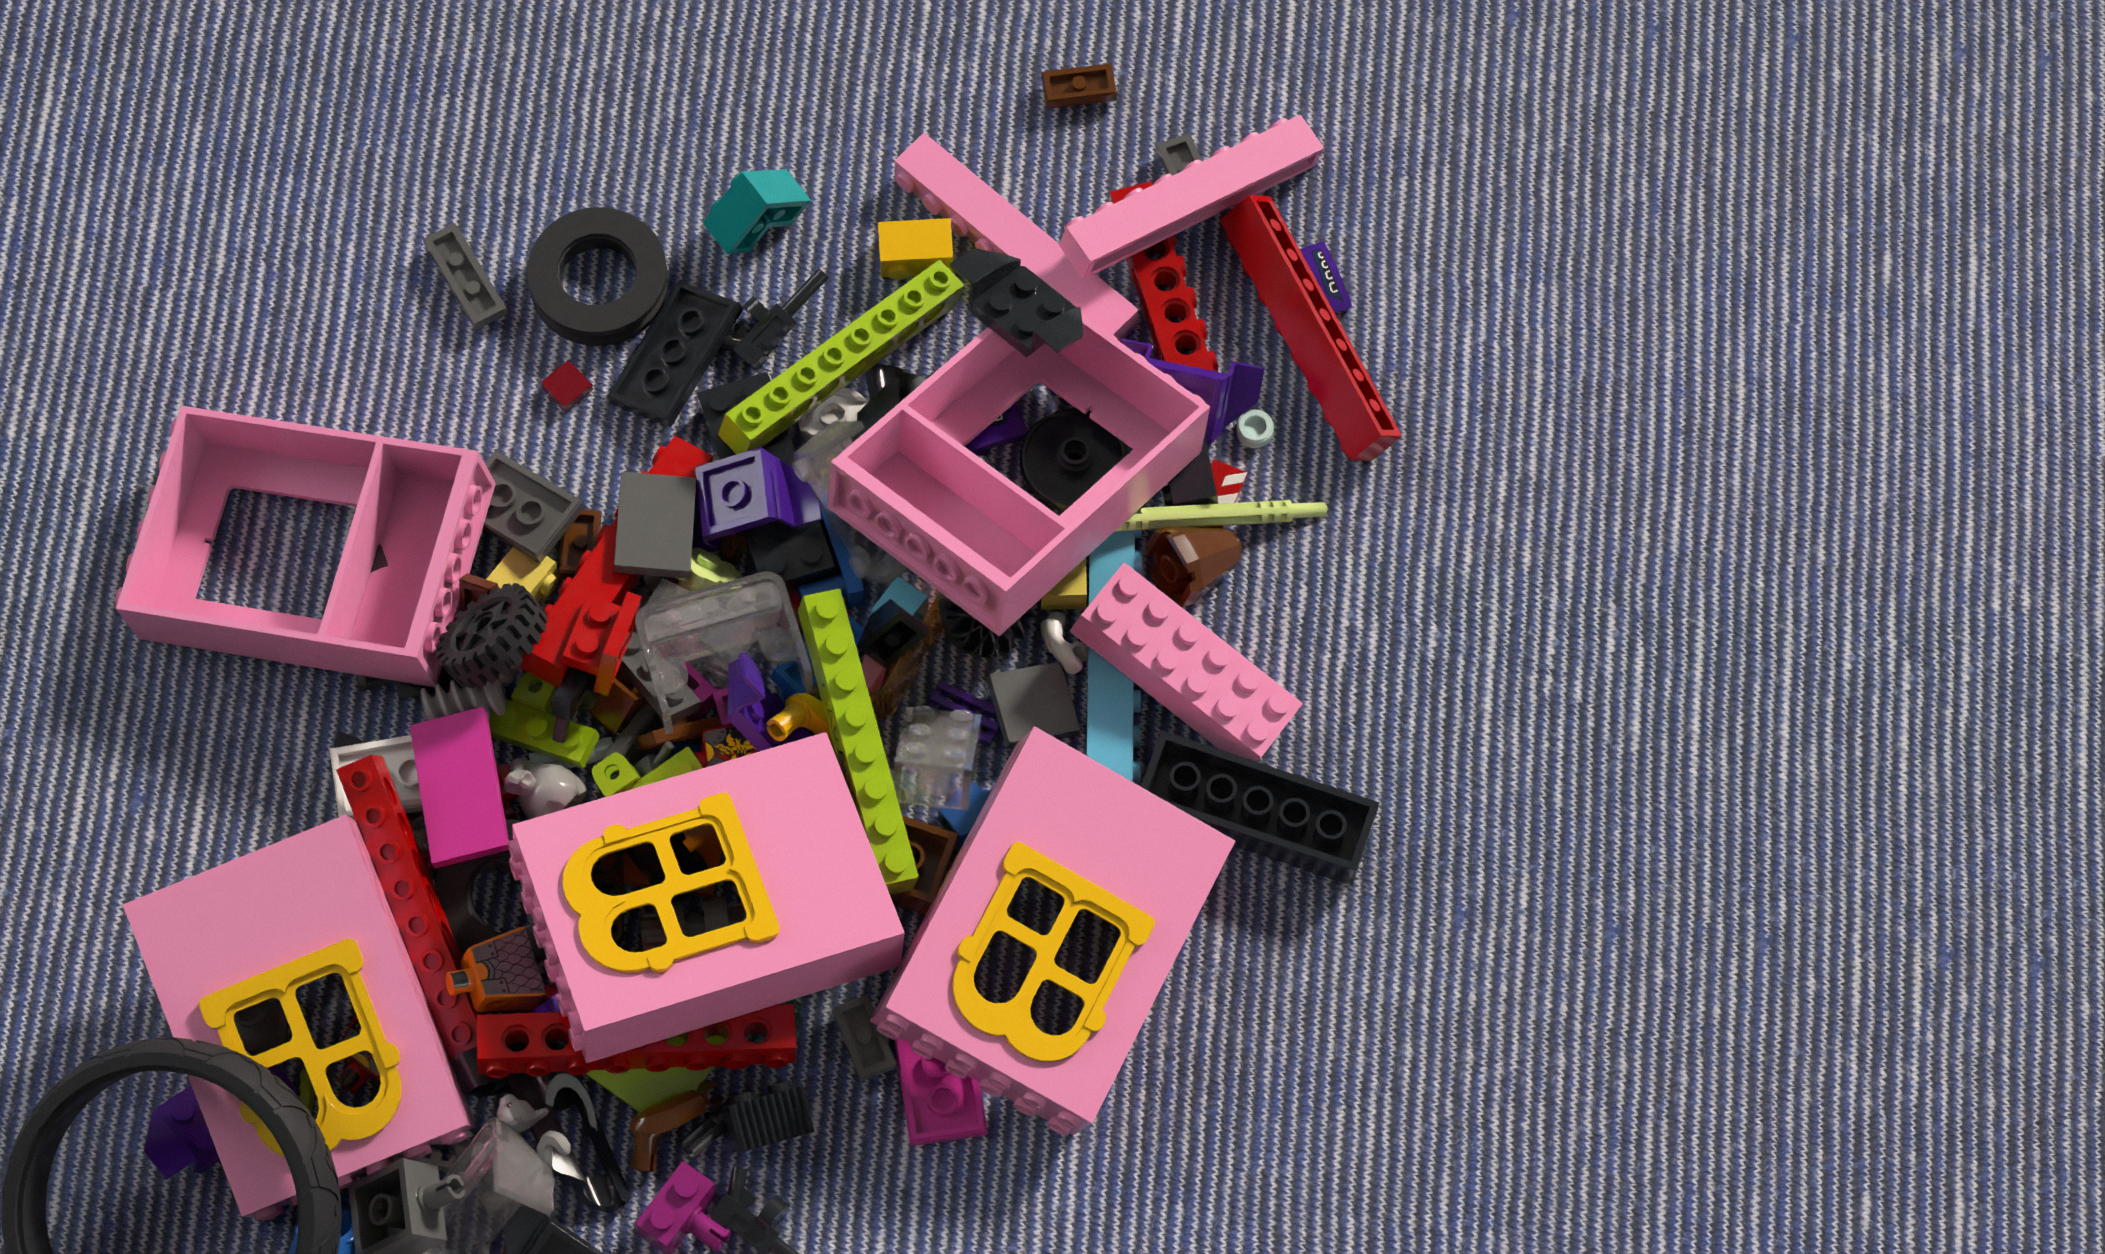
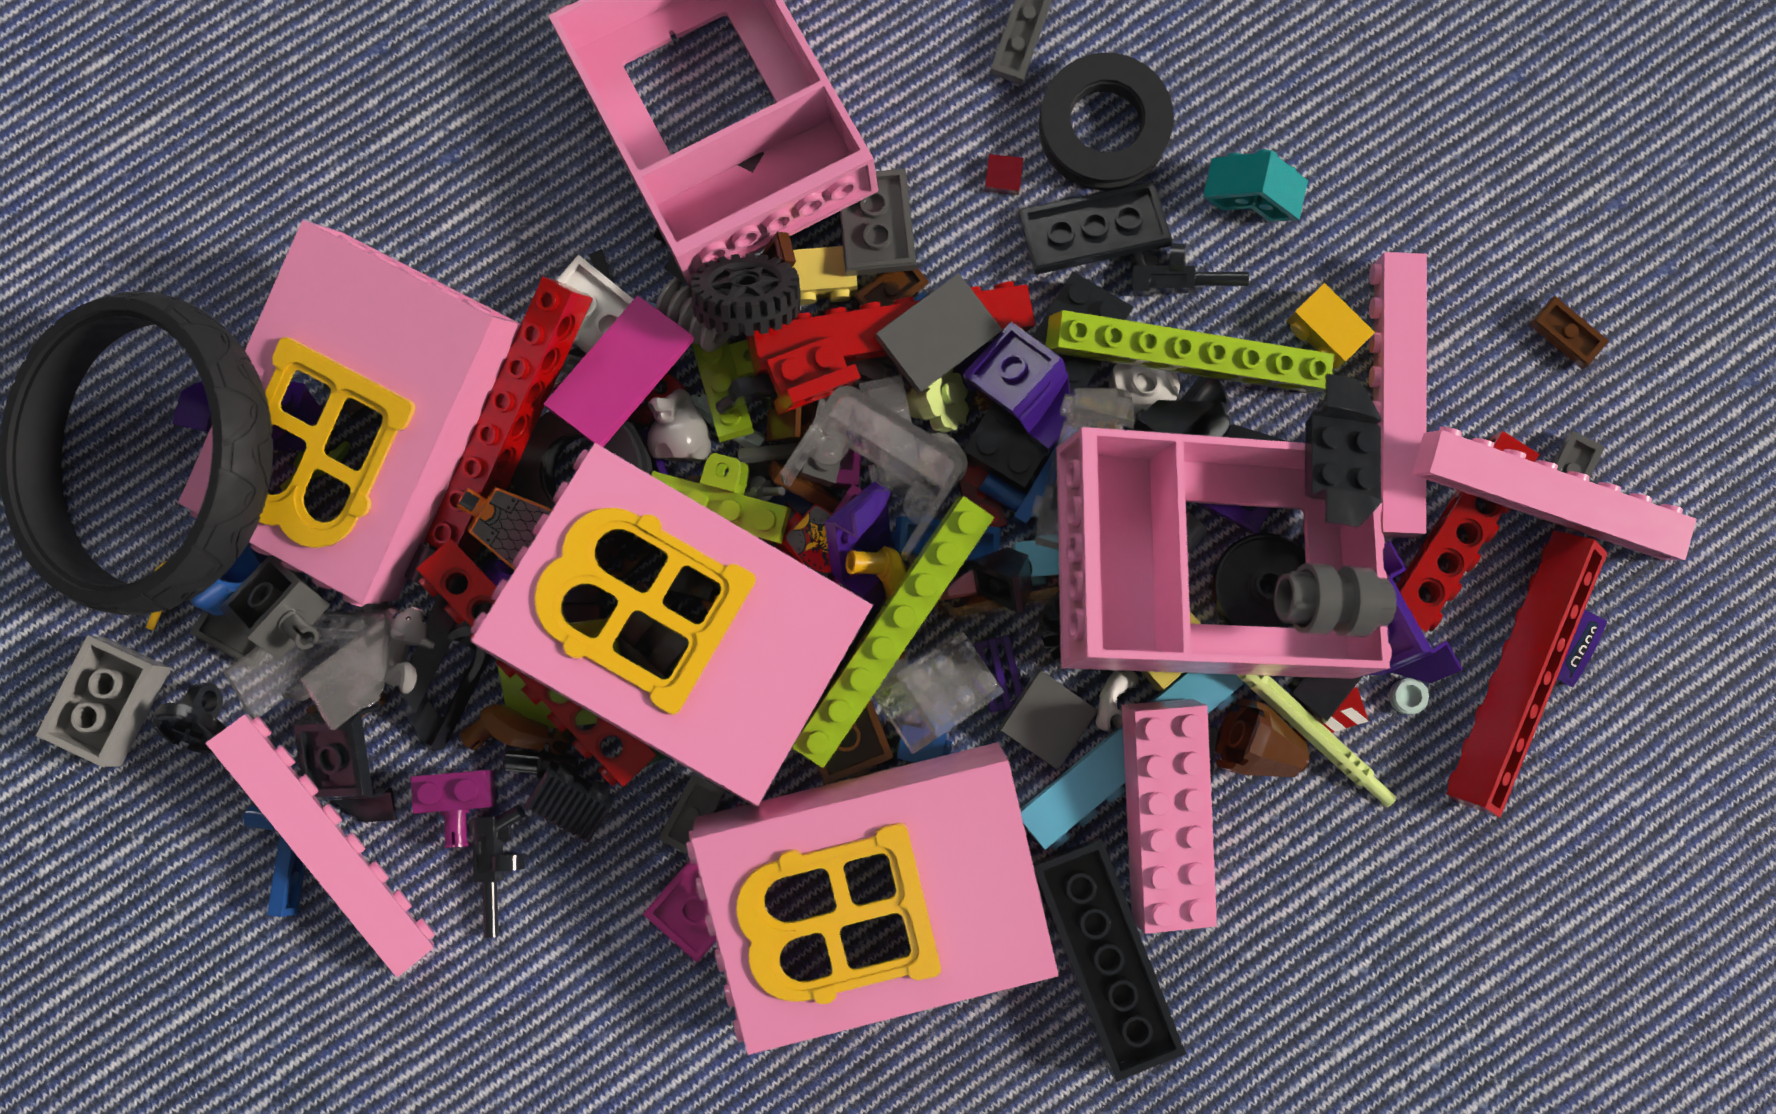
camera: 50 degrees right, 15 degrees up
(1124, 392) = (1345, 600): none -> dark grey piece

